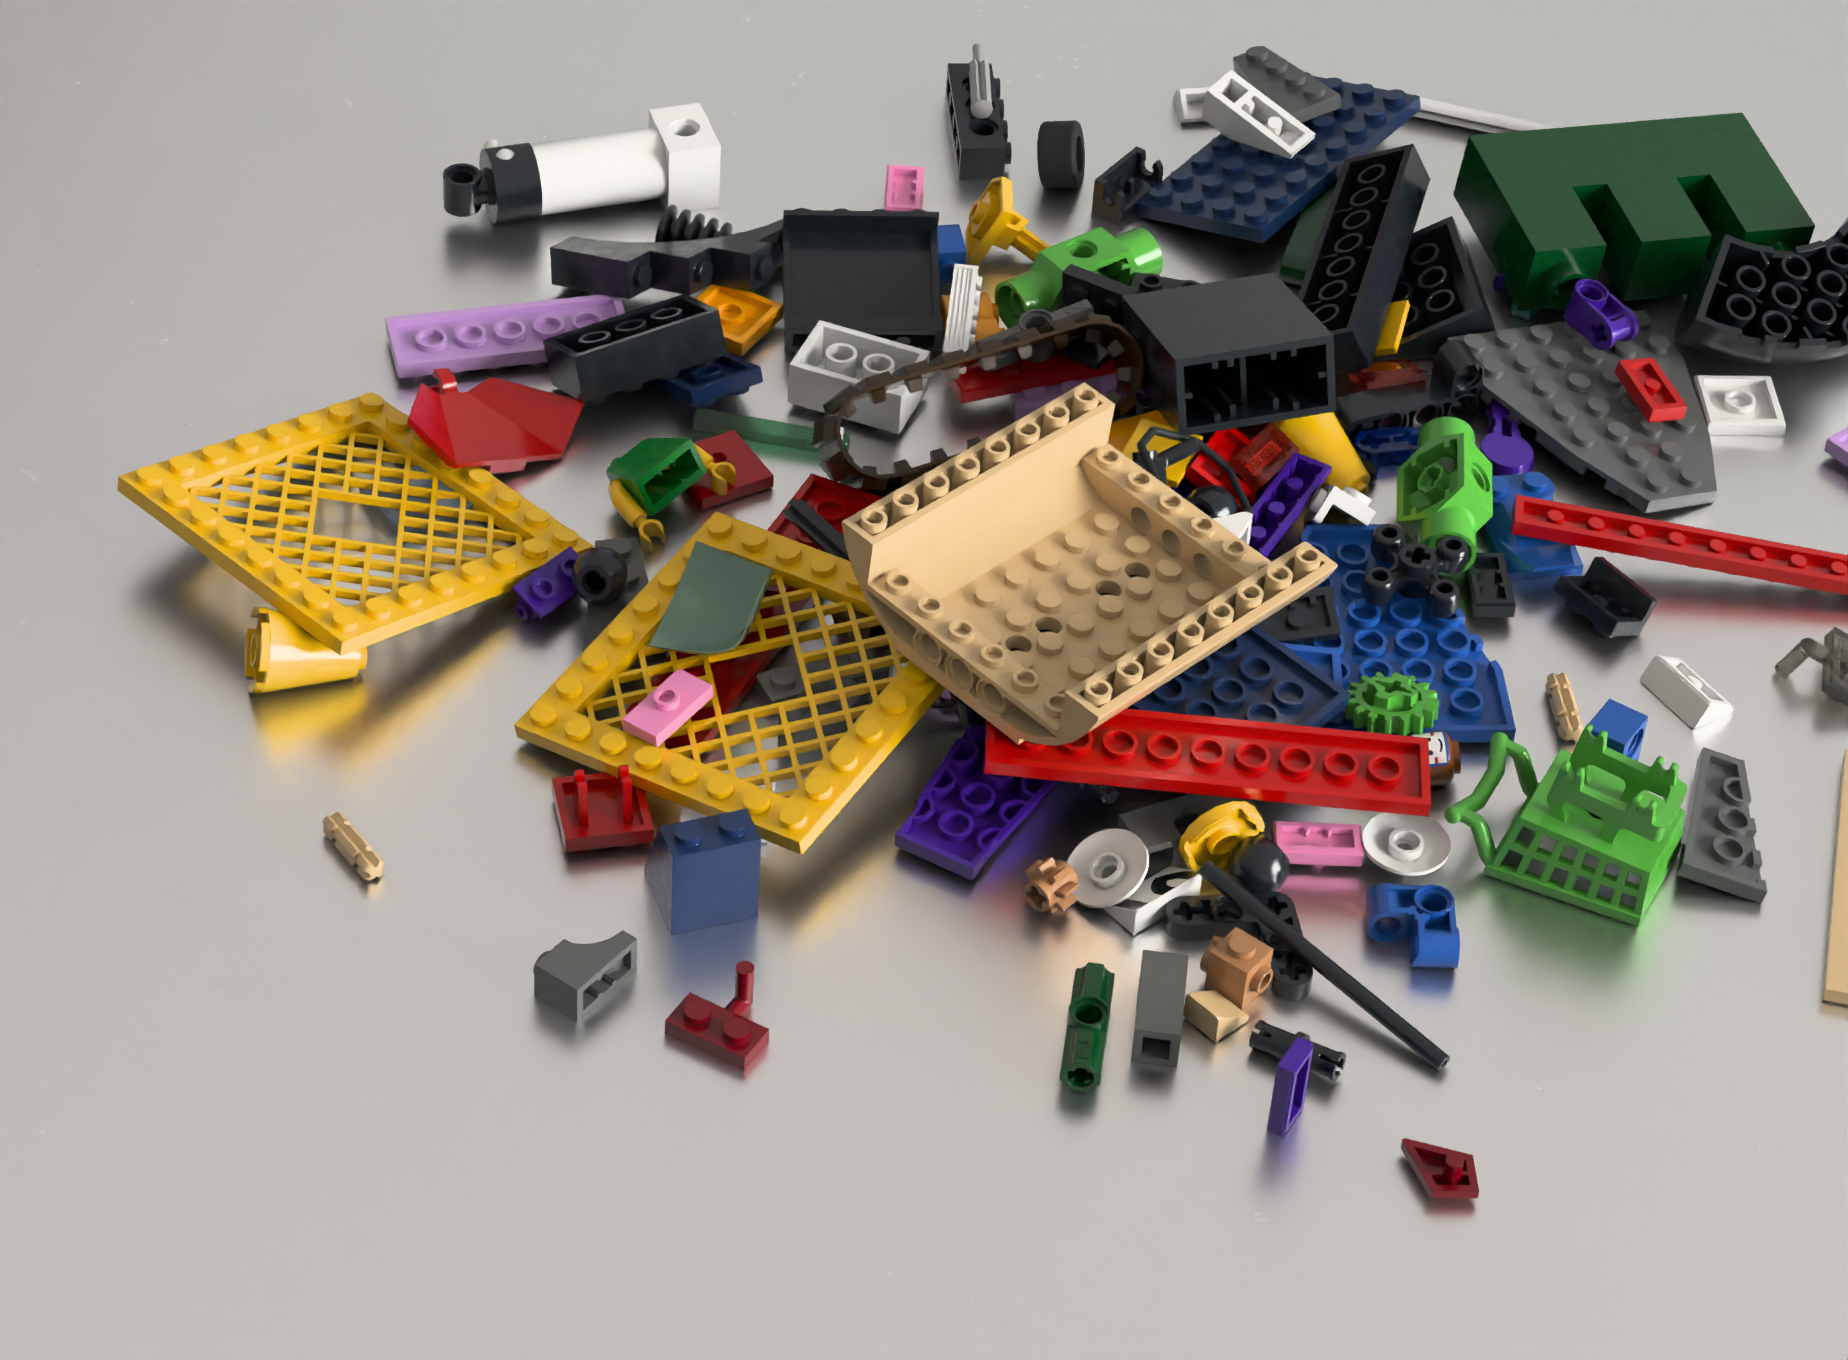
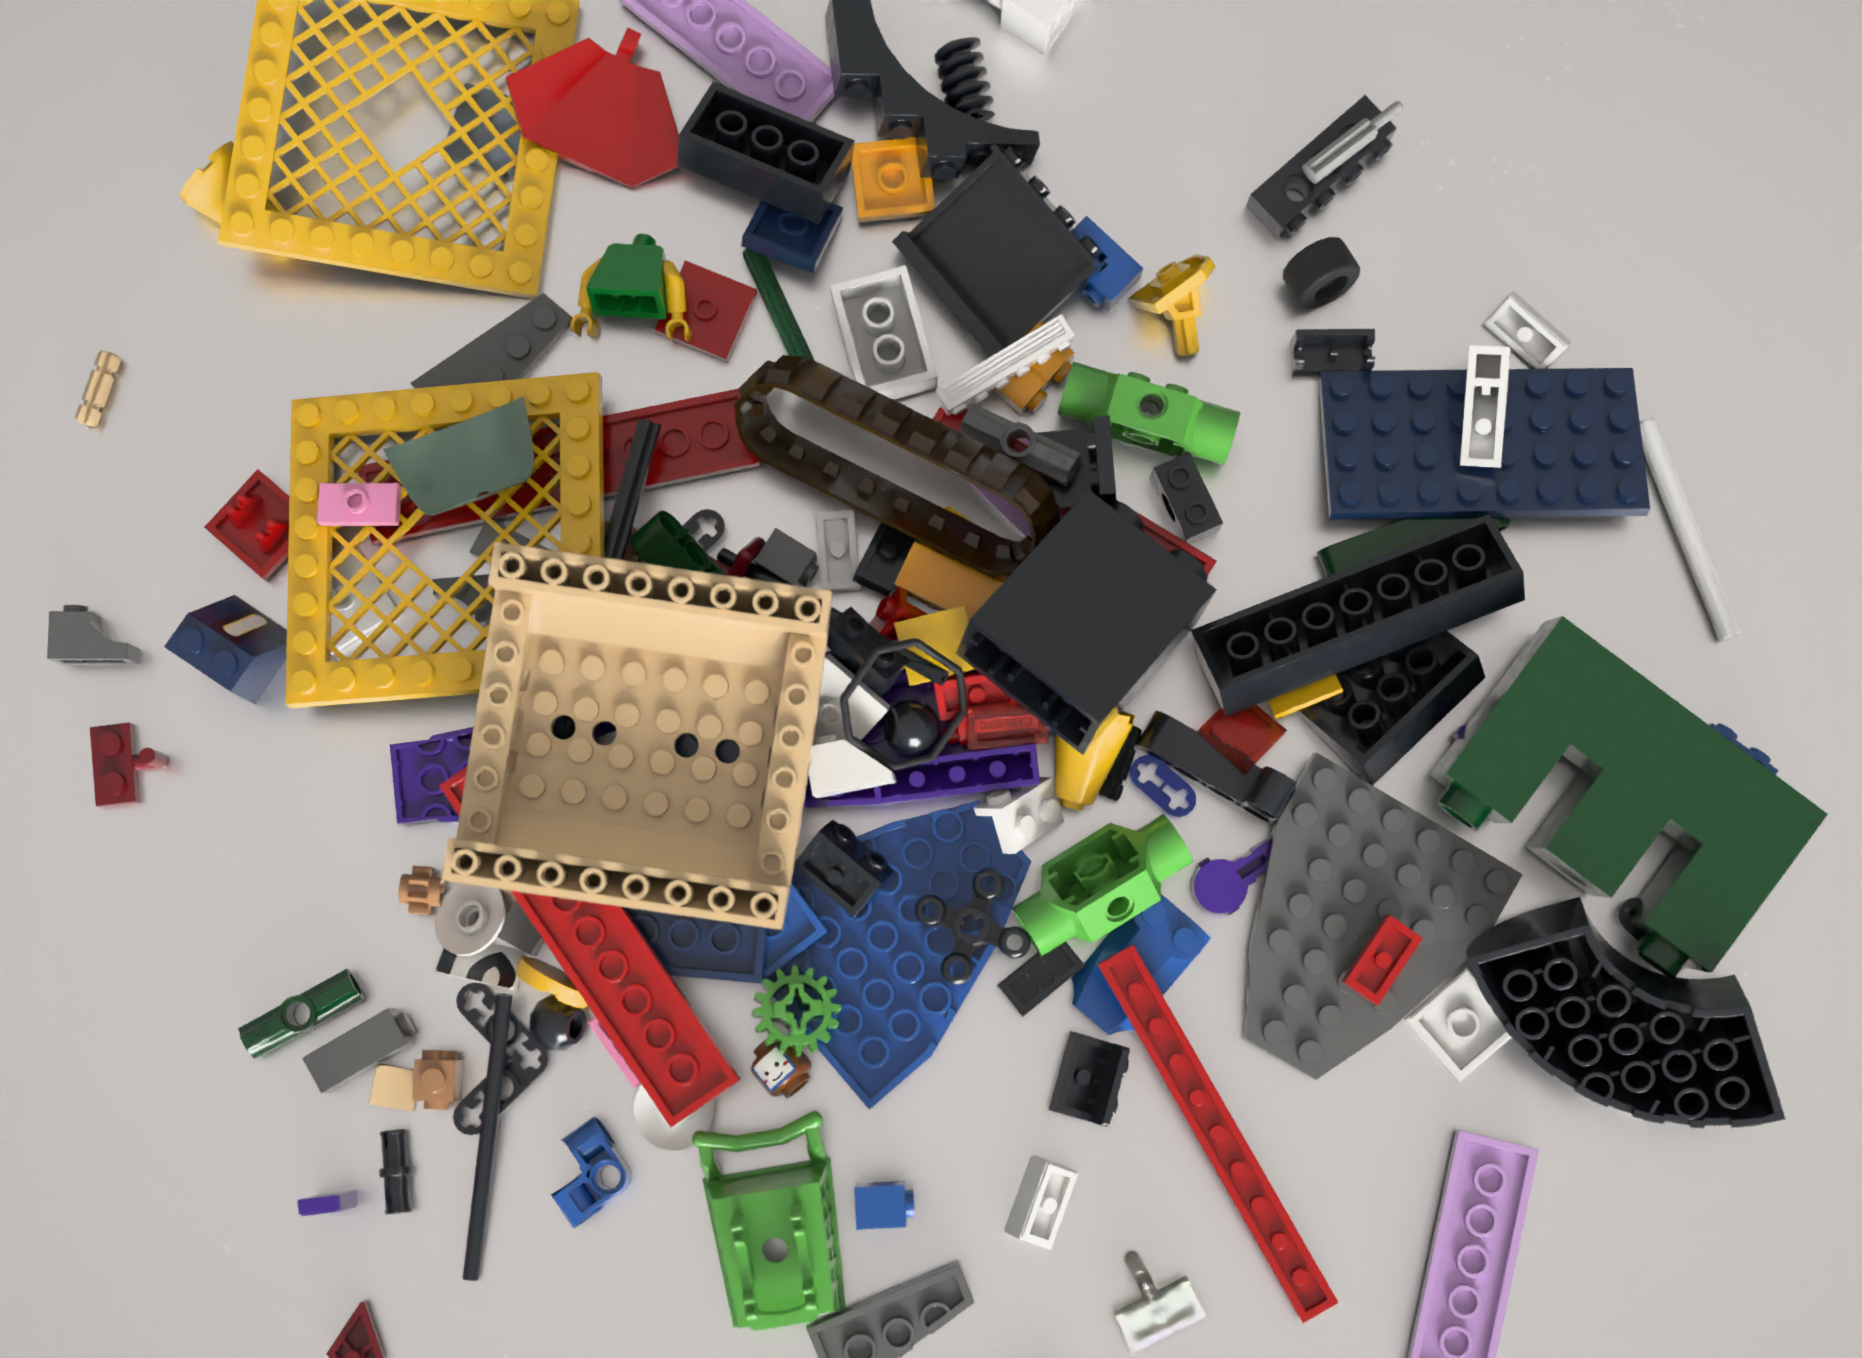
camera: 55 degrees right, 40 degrees up
(546, 586) = (461, 307): dark purple hinge -> none
(600, 576) = (477, 340): black piece -> none
(904, 188) = (1173, 185): bright pink plate -> none
(1286, 84) = (1573, 387): dark grey wing -> none
(1564, 707) = (940, 1122): tan axle -> none
(1597, 314) = (1443, 863): dark purple piece -> none

